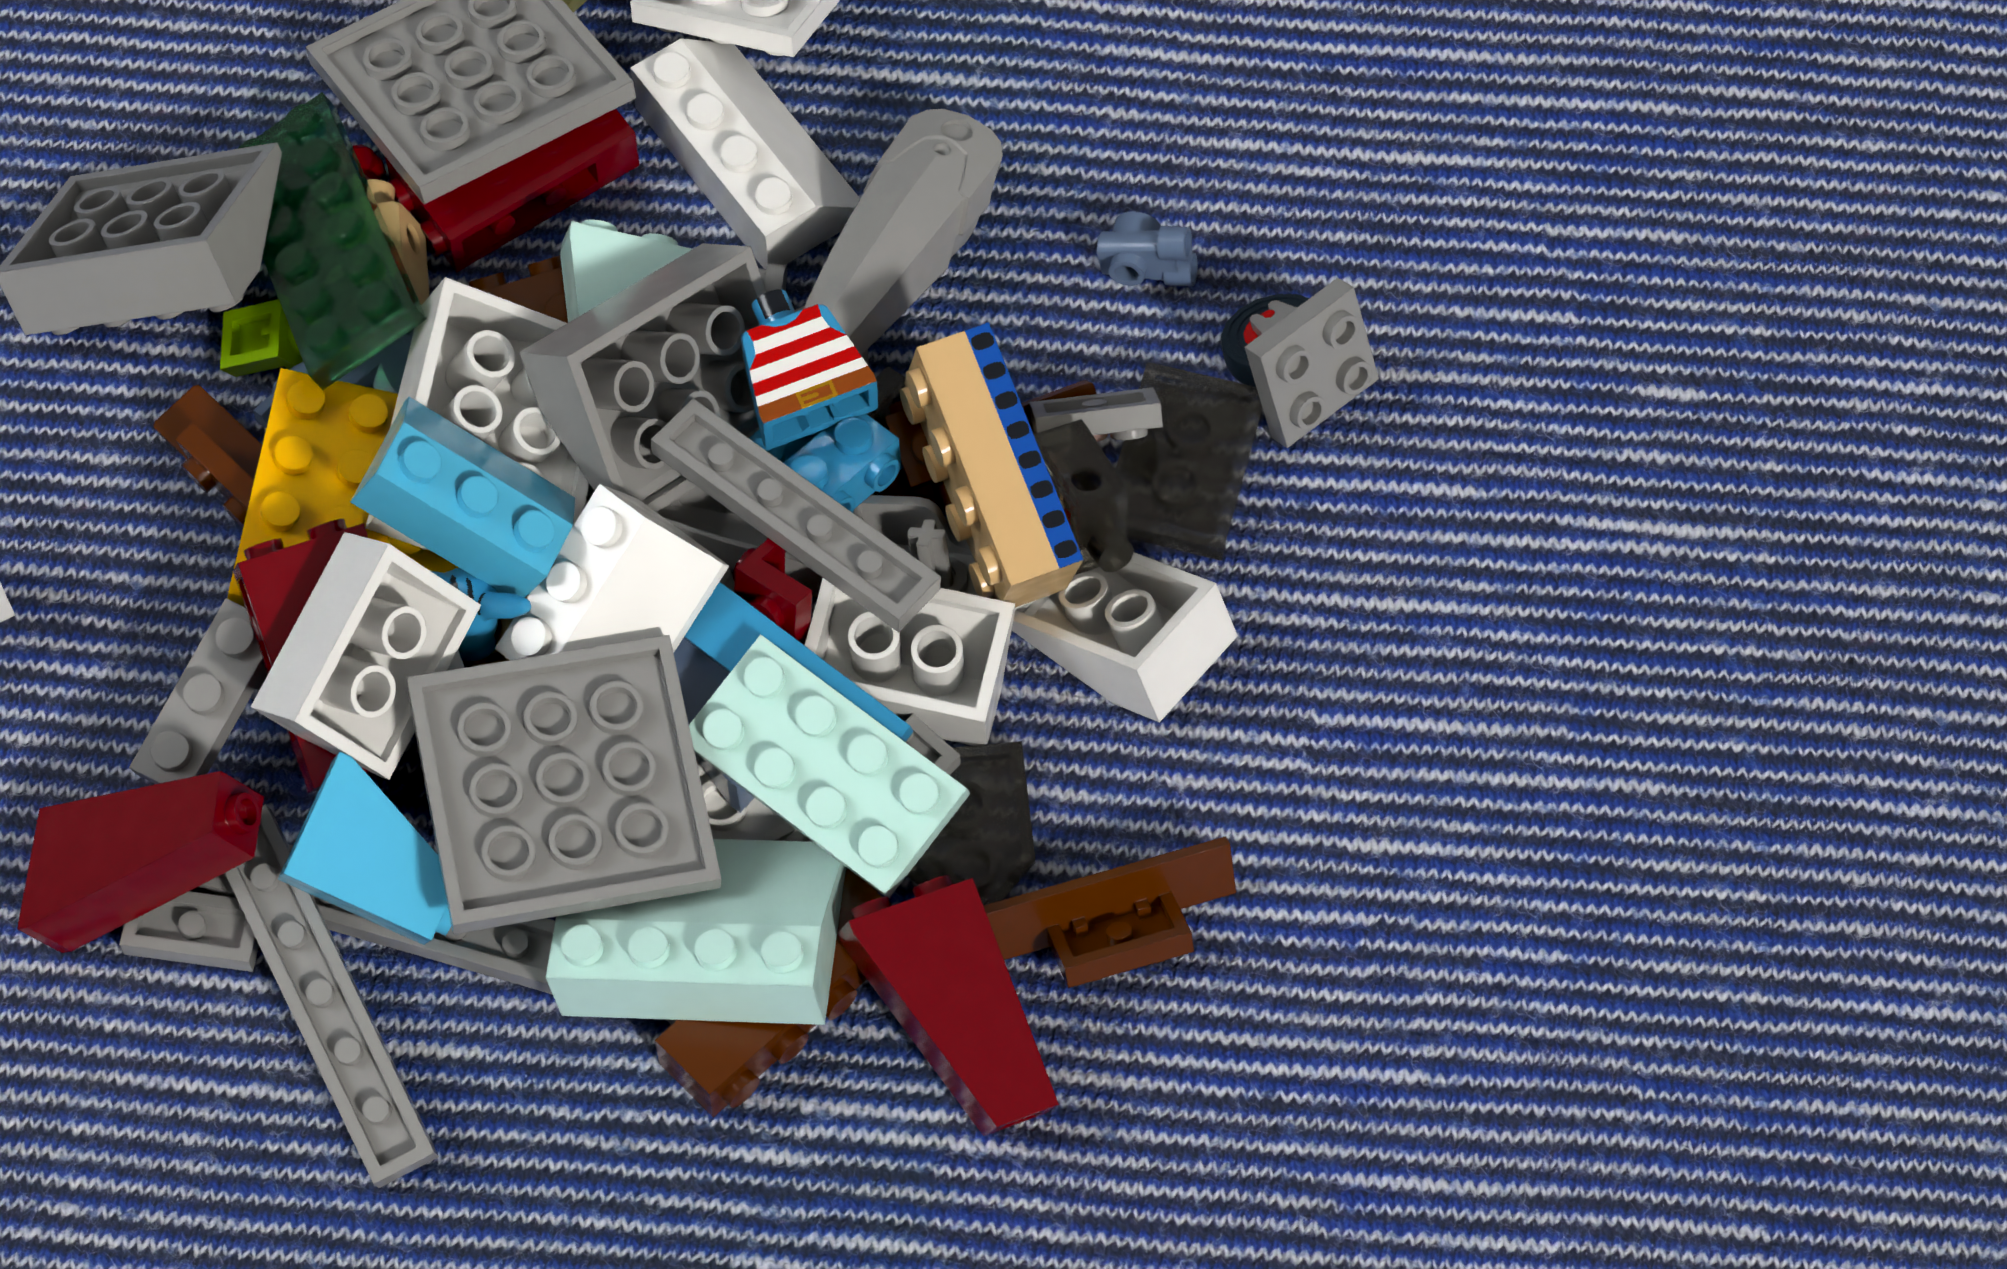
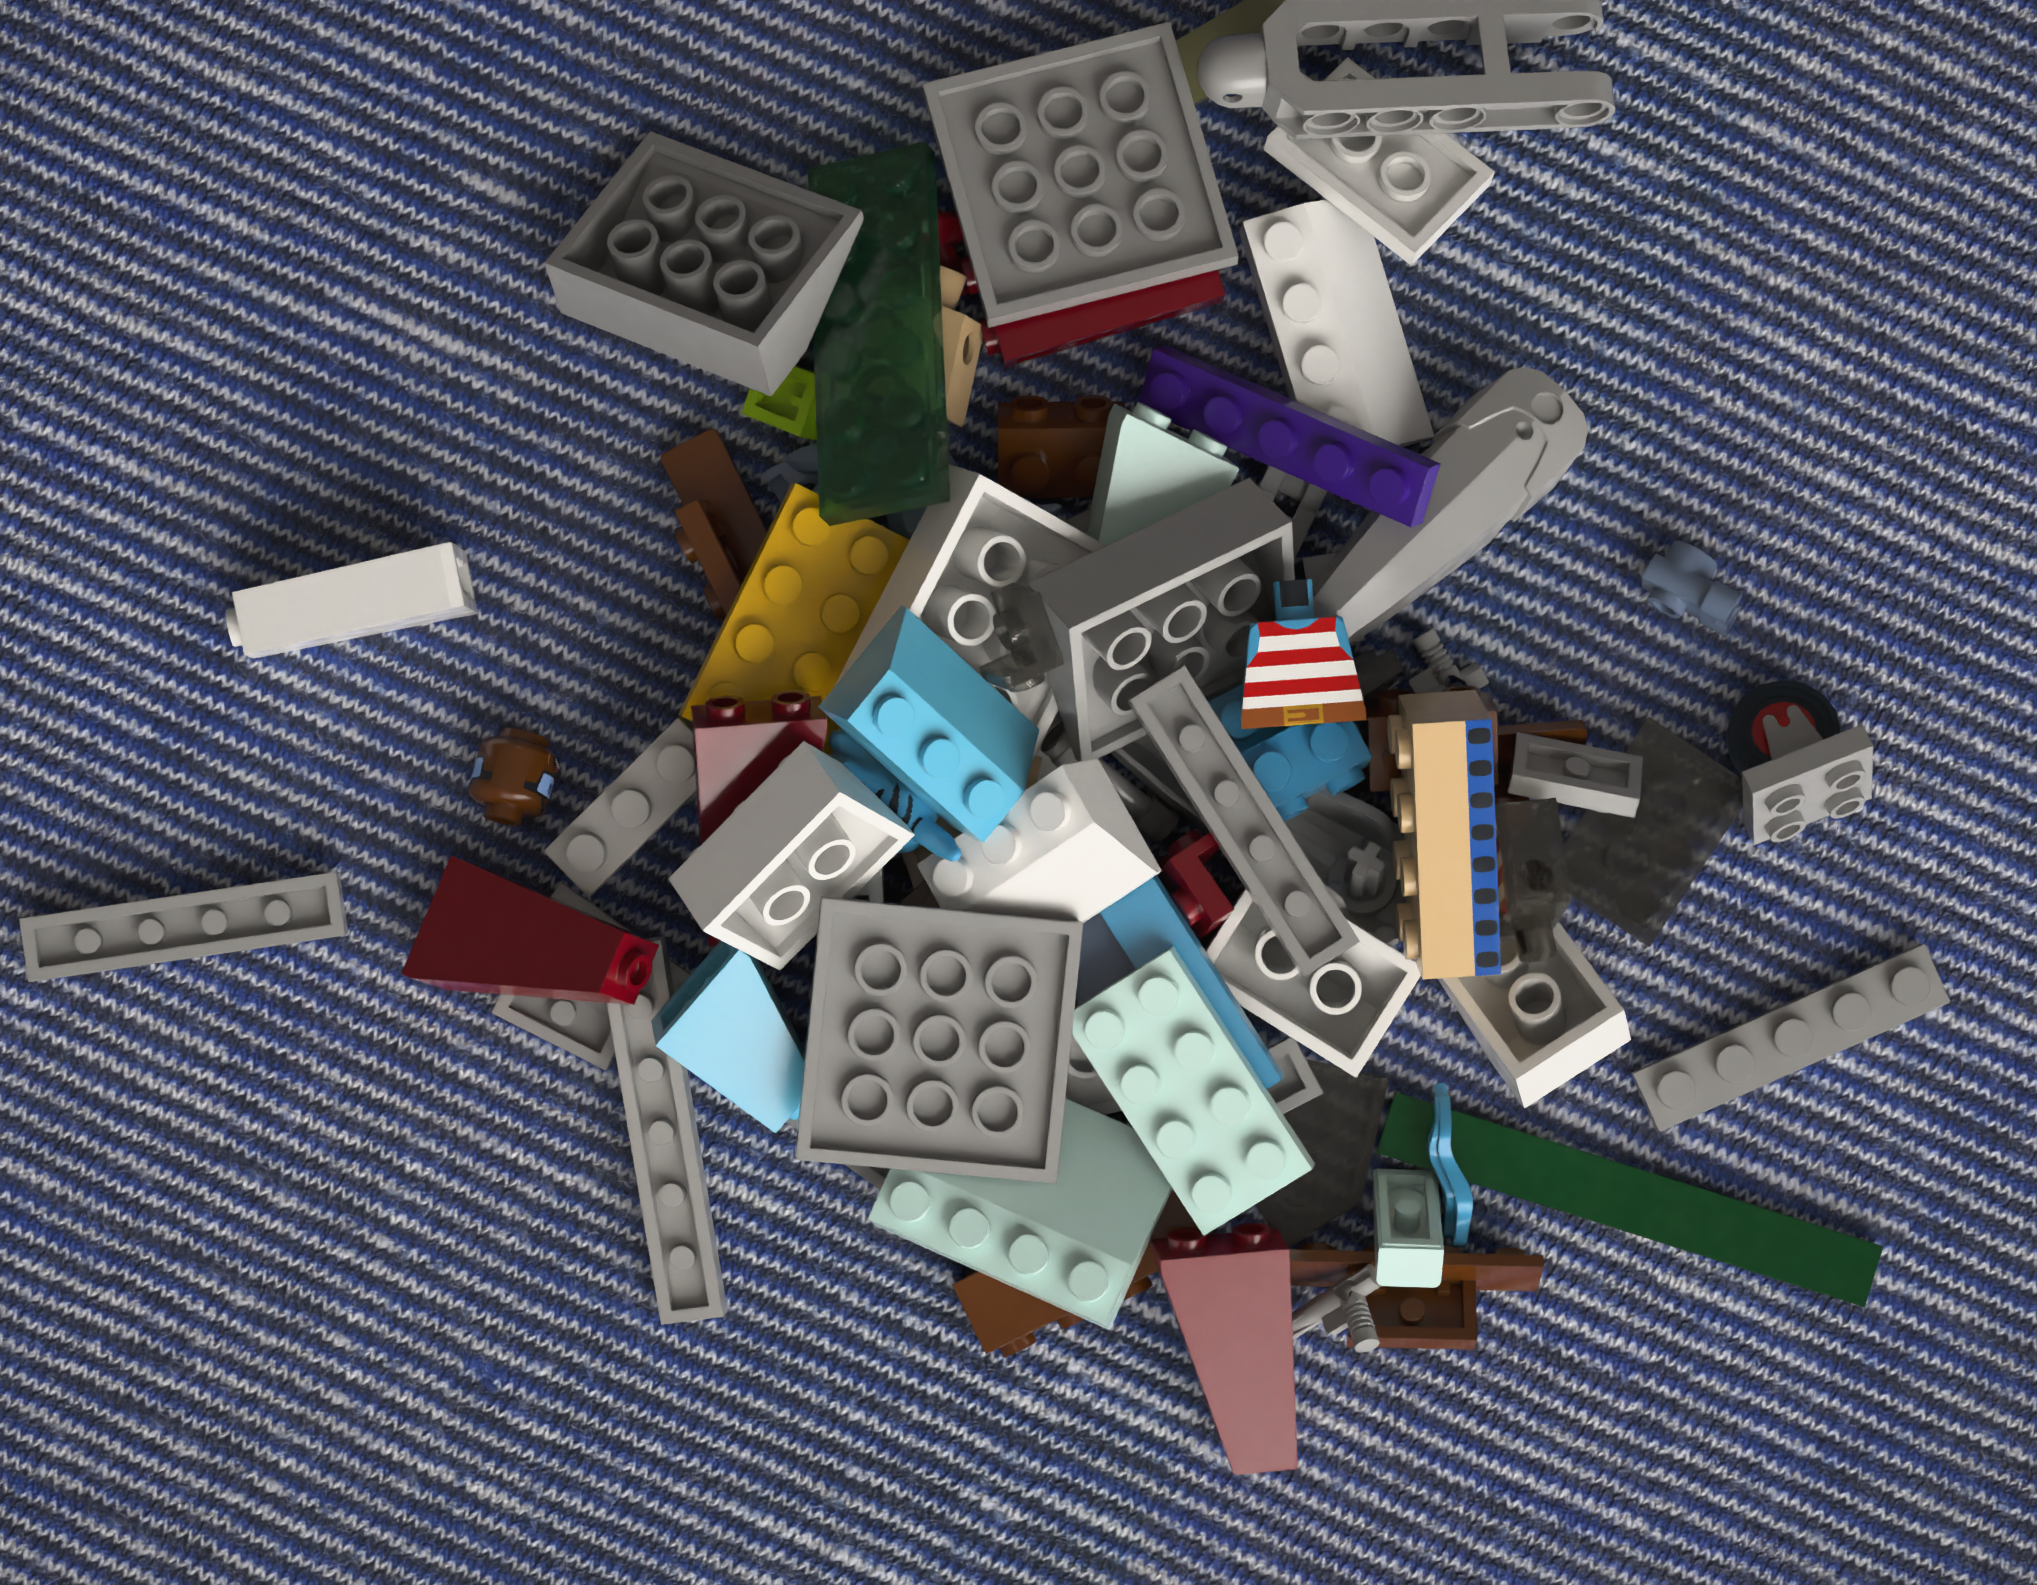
camera: 15 degrees right, 25 degrees up
(85, 727) = (513, 776): none -> reddish brown head
(532, 399) = (1027, 633): none -> clear smoke bracket
(747, 210) = (1290, 436): none -> dark purple plate
(1050, 942) = (1340, 1311): none -> light grey hose
(1087, 856) = (1407, 1228): none -> light aqua slope
(1111, 801) = (1455, 1188): none -> dark azure hair
(1291, 780) = (1638, 1202): none -> dark green tile
(1385, 597) = (1790, 1037): none -> light grey plate

